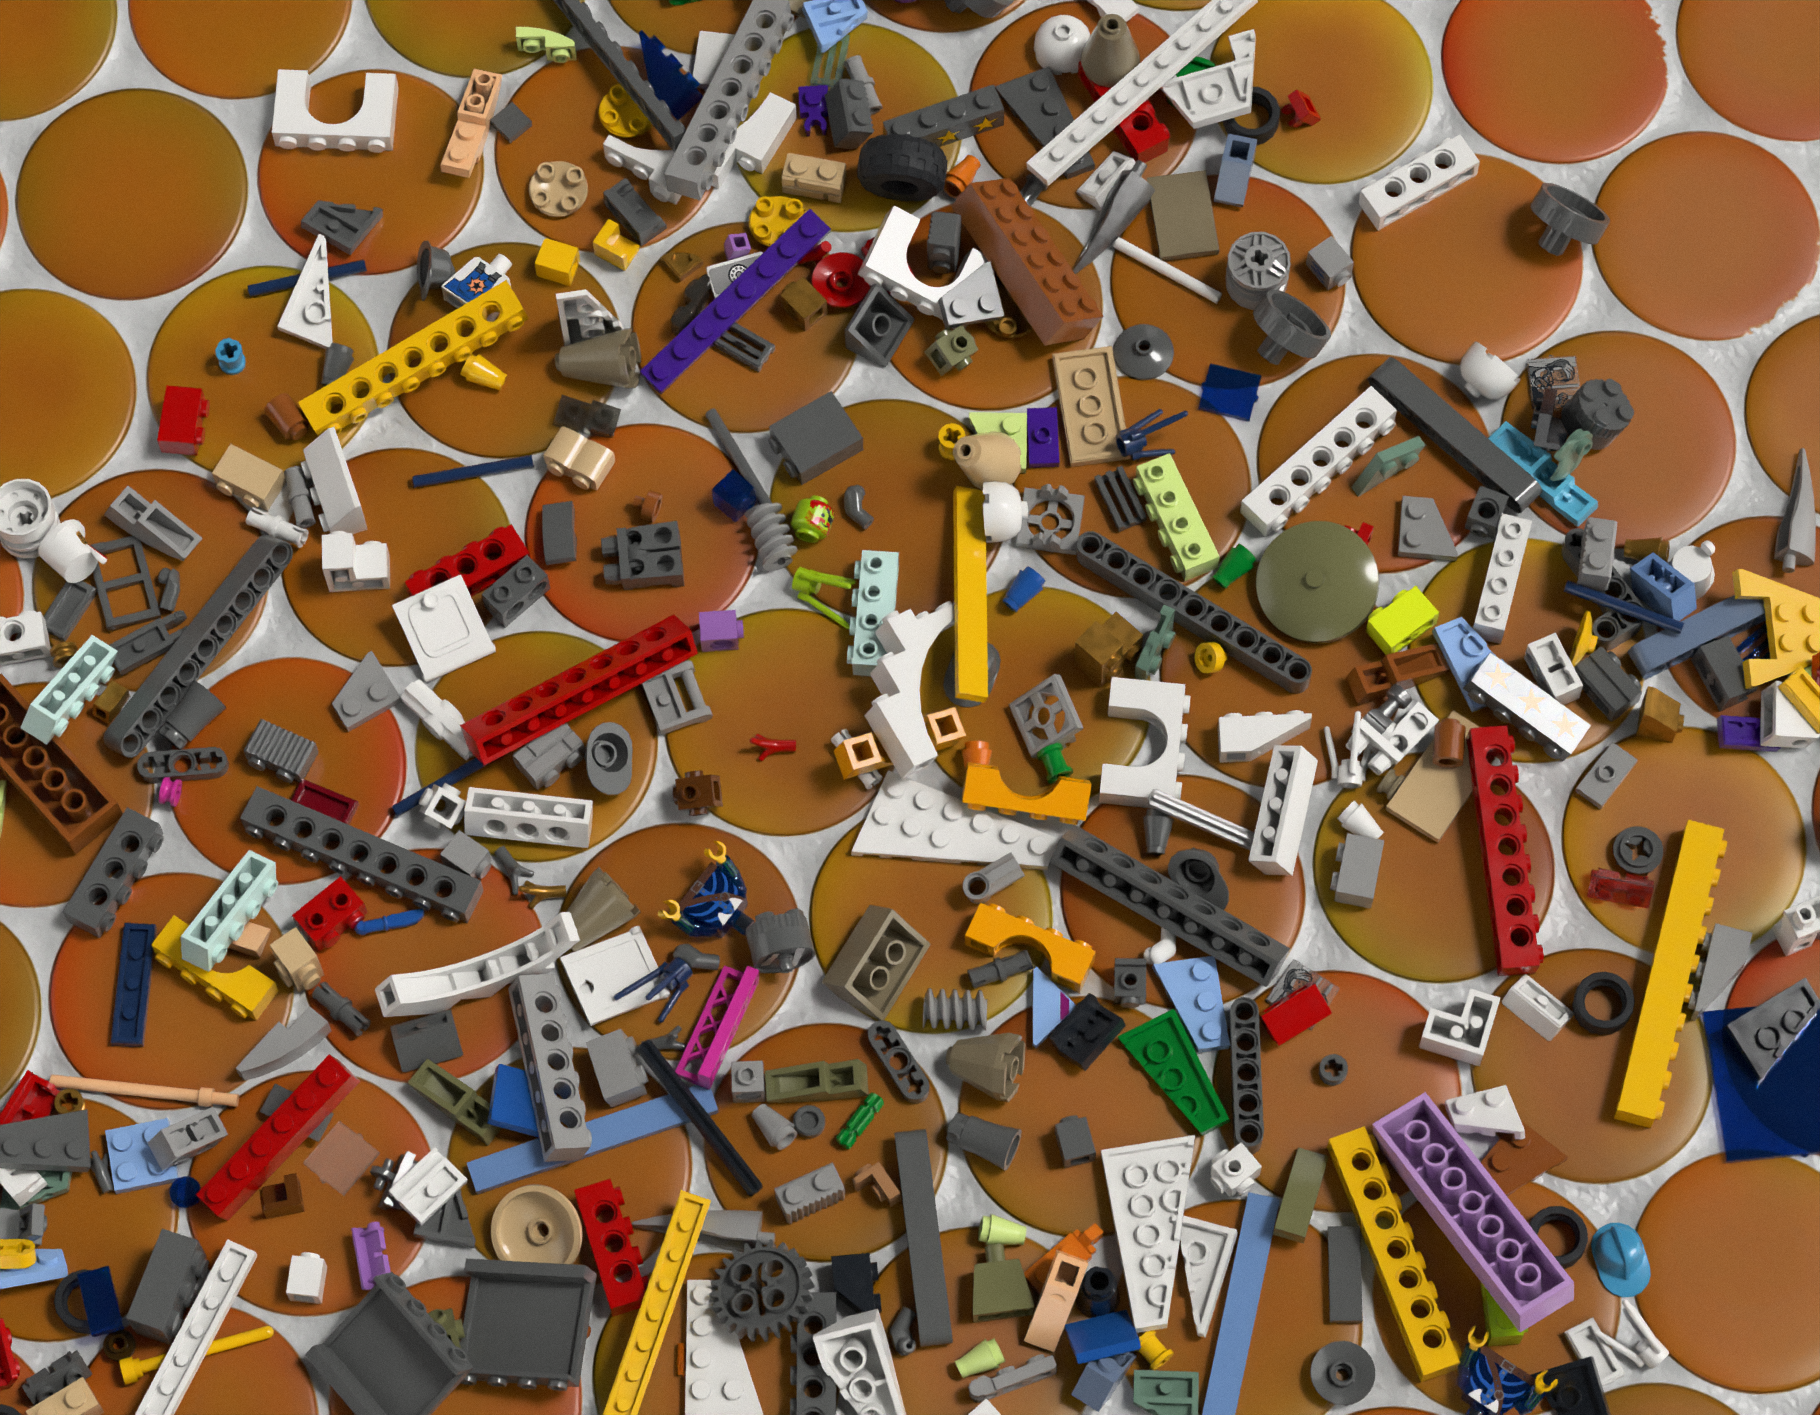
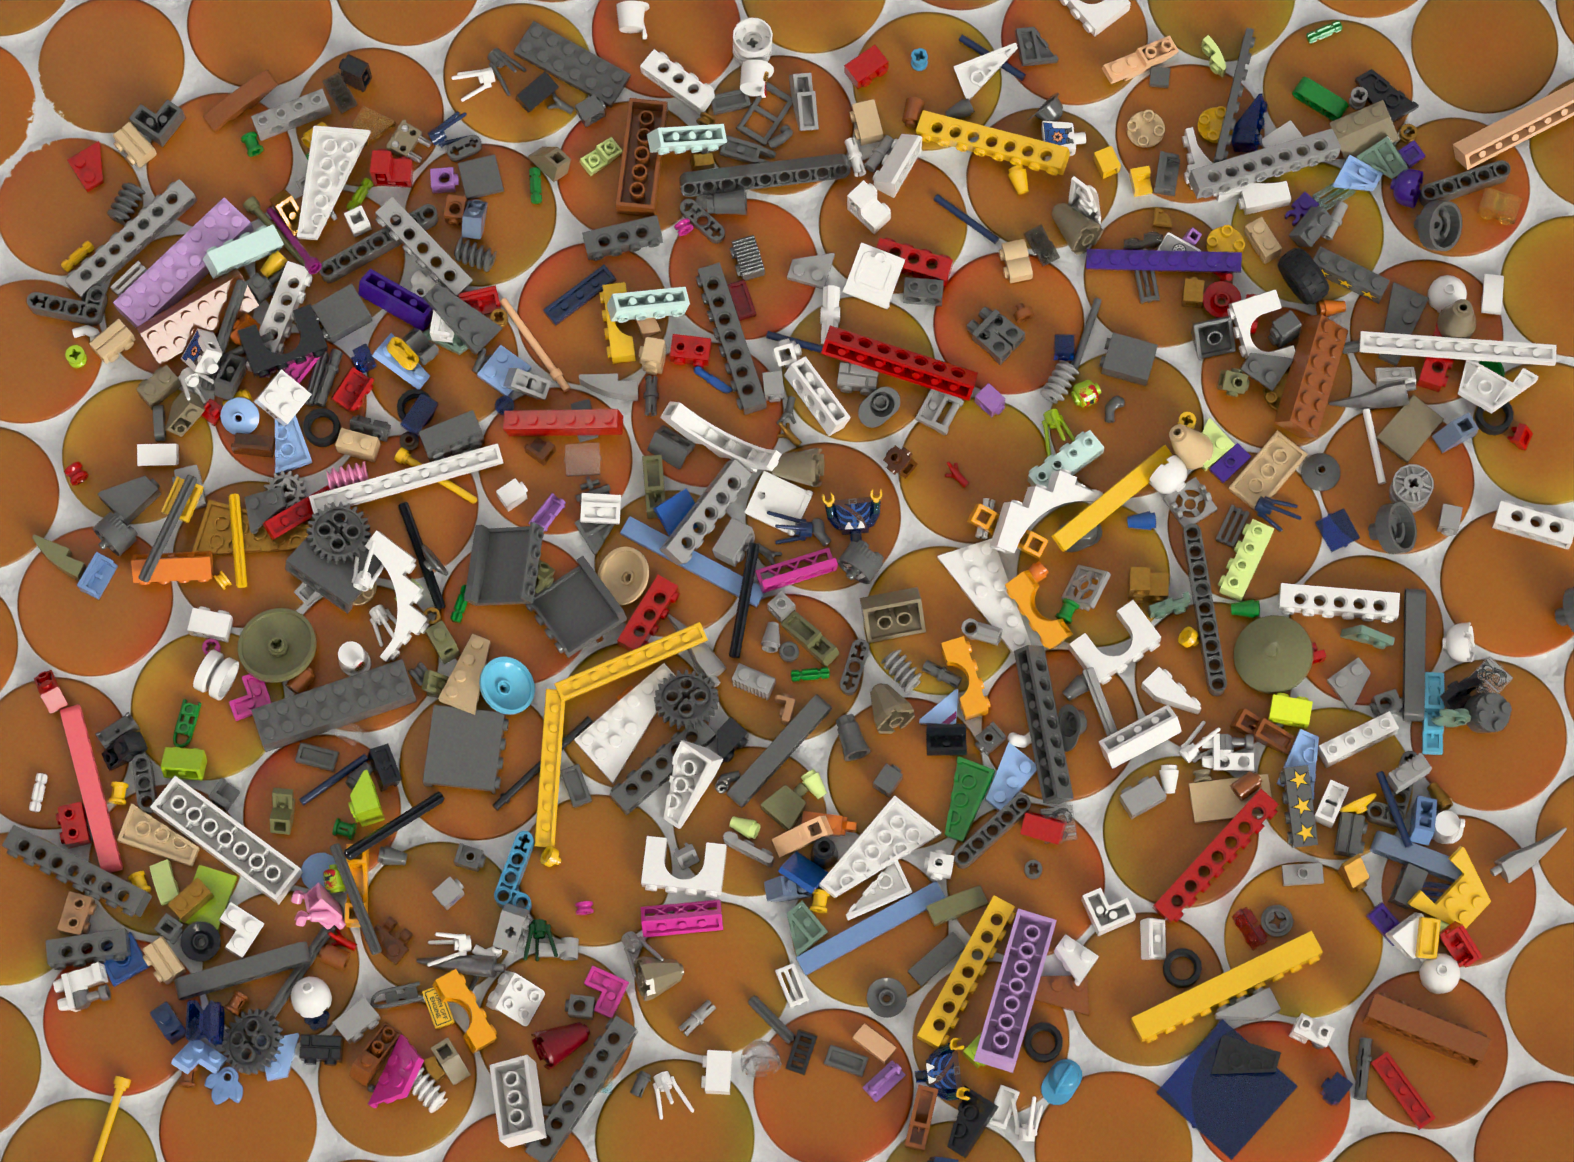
camera: 50 degrees right, 5 degrees up
(559, 533) = (970, 285): dark grey slope -> none

